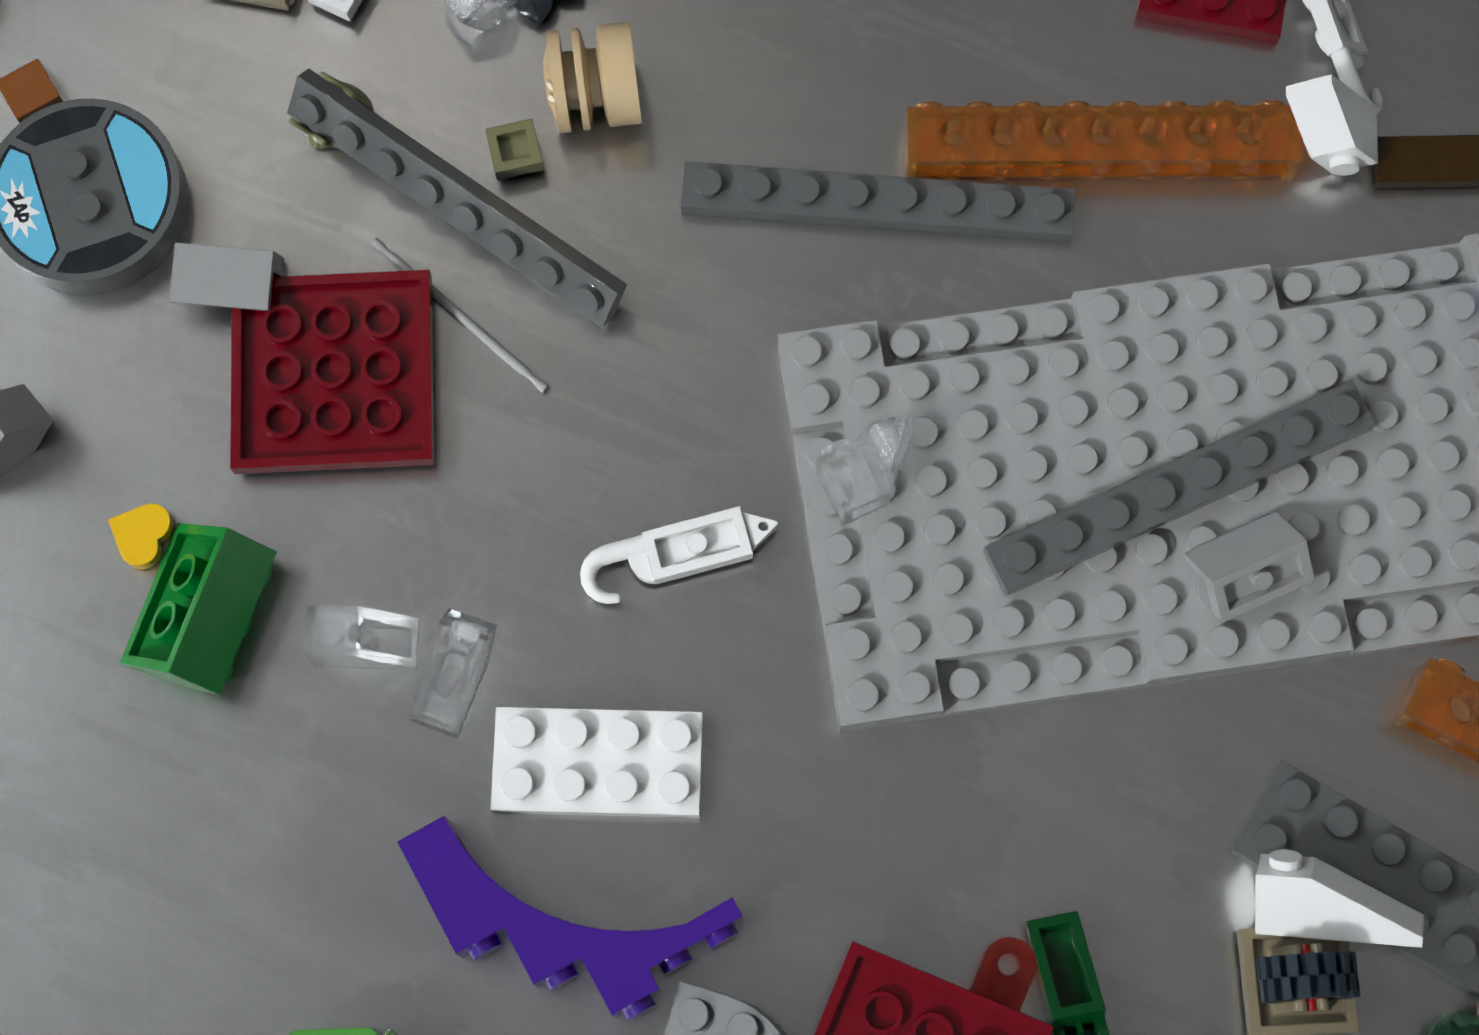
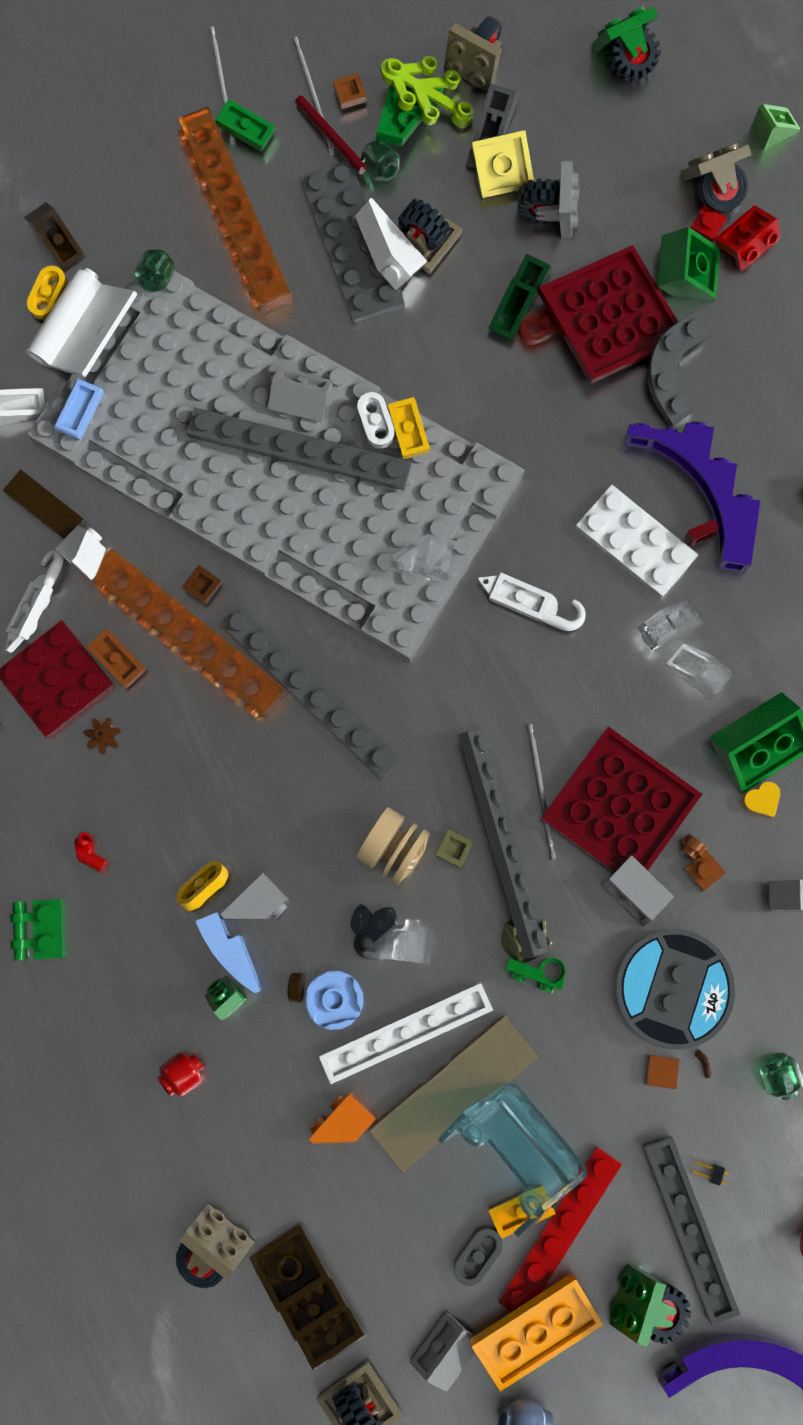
camera: 140 degrees left, 5 degrees up
(155, 379) = (704, 871): none -> dark orange plate
(193, 394) = (693, 847): none -> dark orange plate
(279, 76) = (521, 971): none -> green plate
(509, 843) = (701, 533): none -> dark red tile
(1053, 637) = (408, 428): none -> yellow plate
(1111, 608) = (377, 421): none -> white plate
(1143, 220) = (202, 584): none -> reddish brown plate
(1164, 42) = (116, 658): none -> dark orange plate

